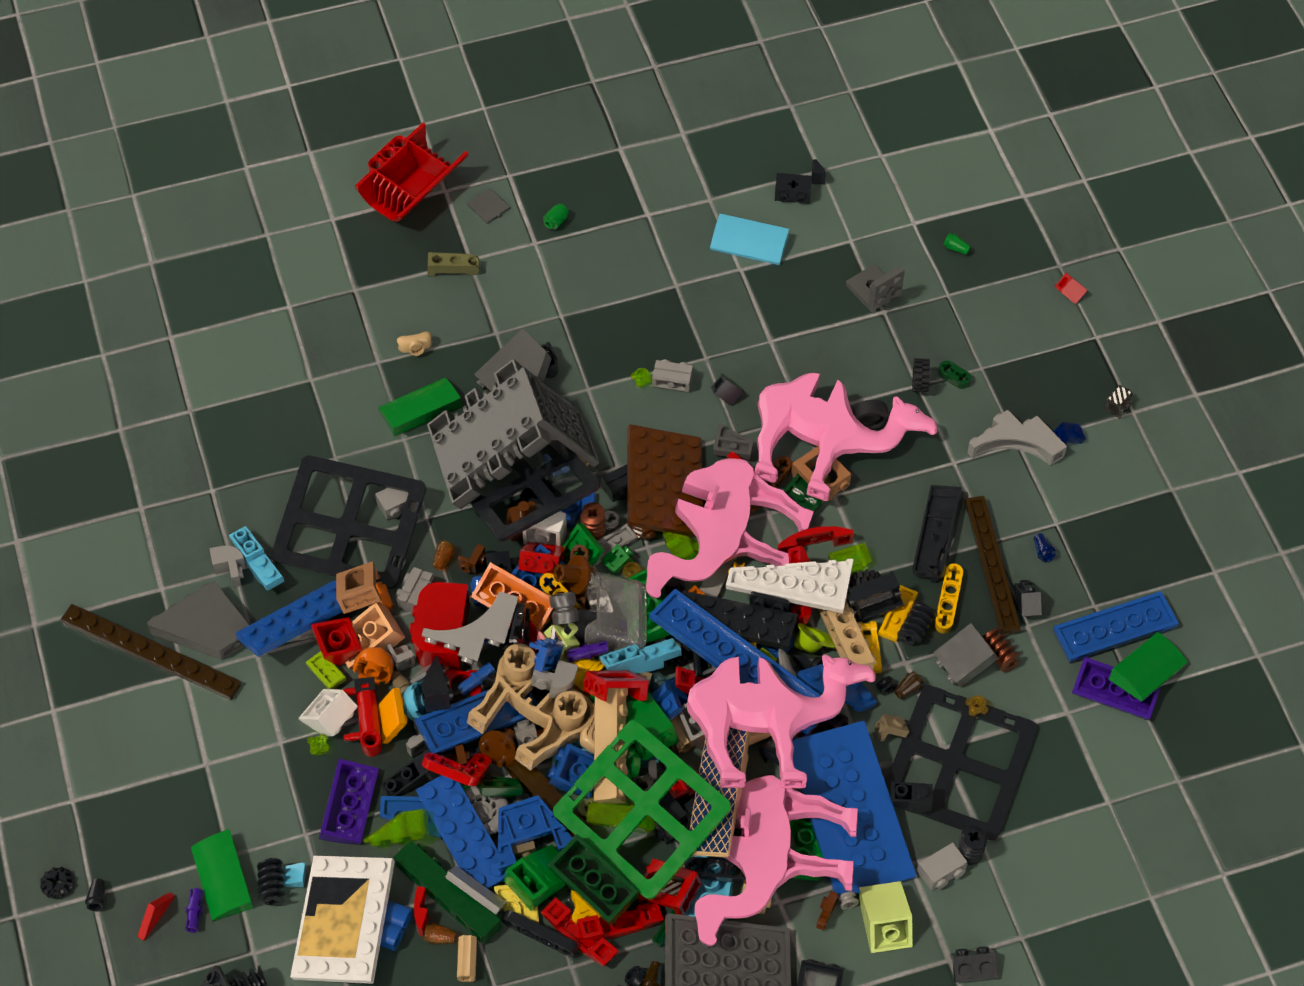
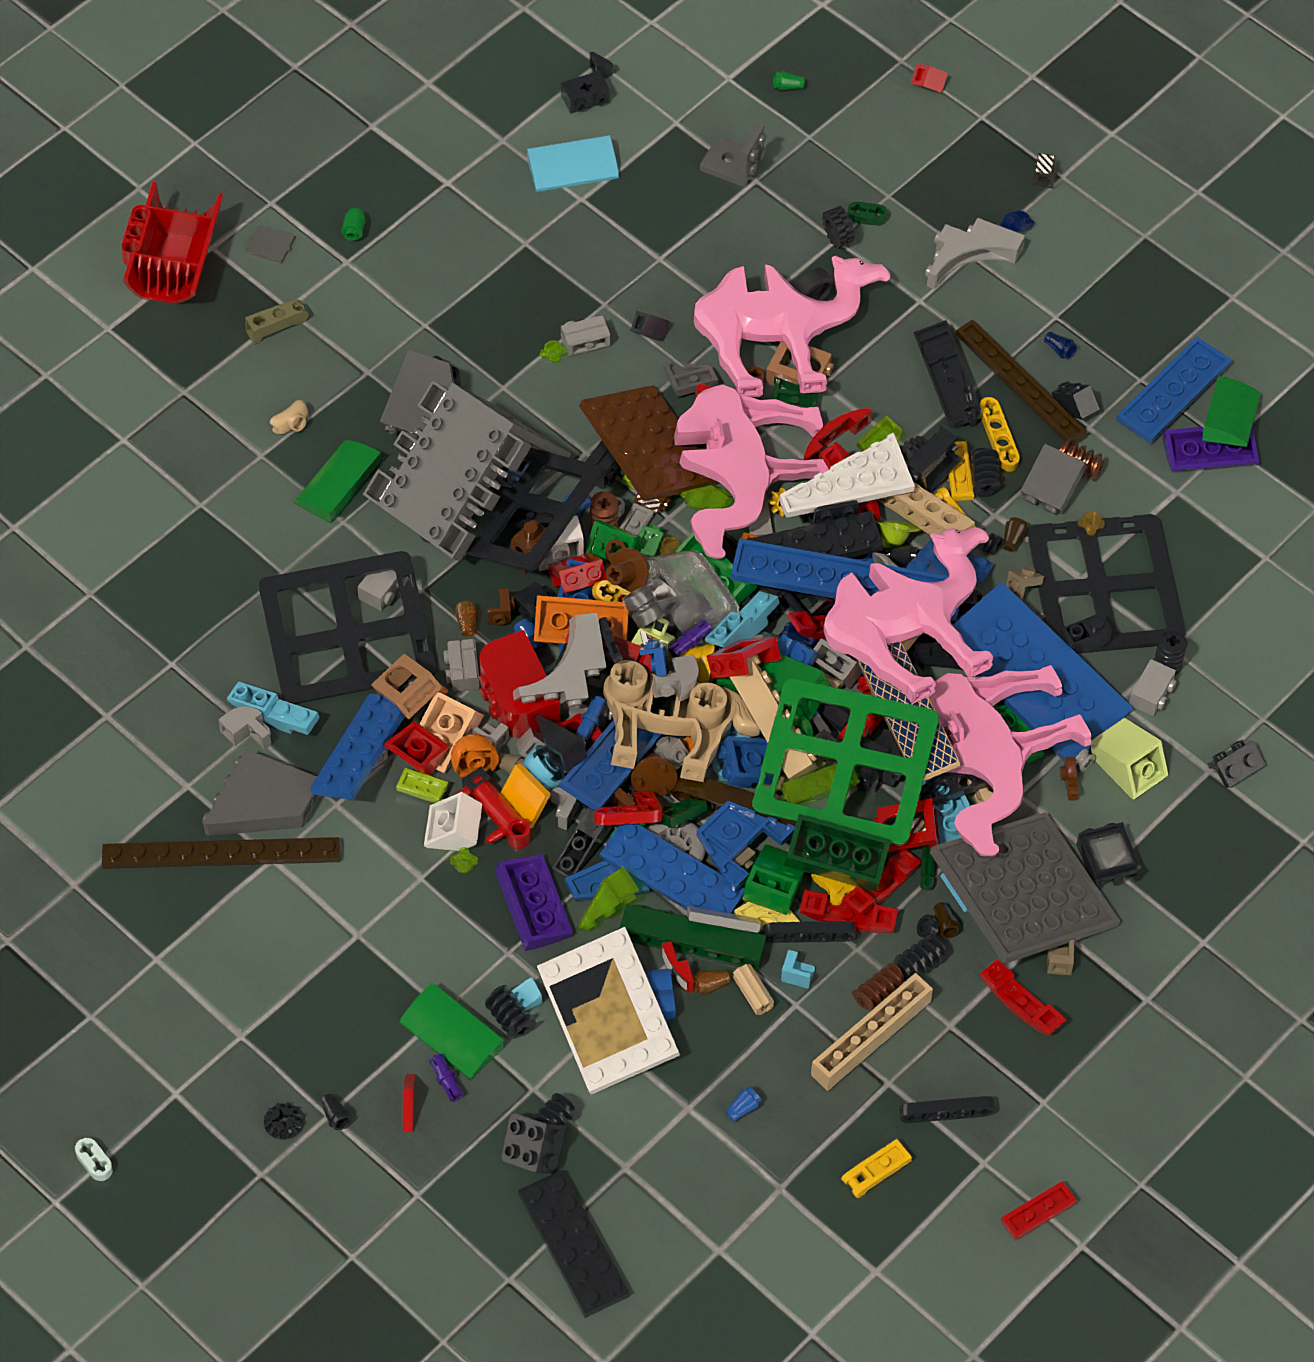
camera: 30 degrees left, 0 degrees up
(510, 960) = (796, 972): none -> medium azure panel

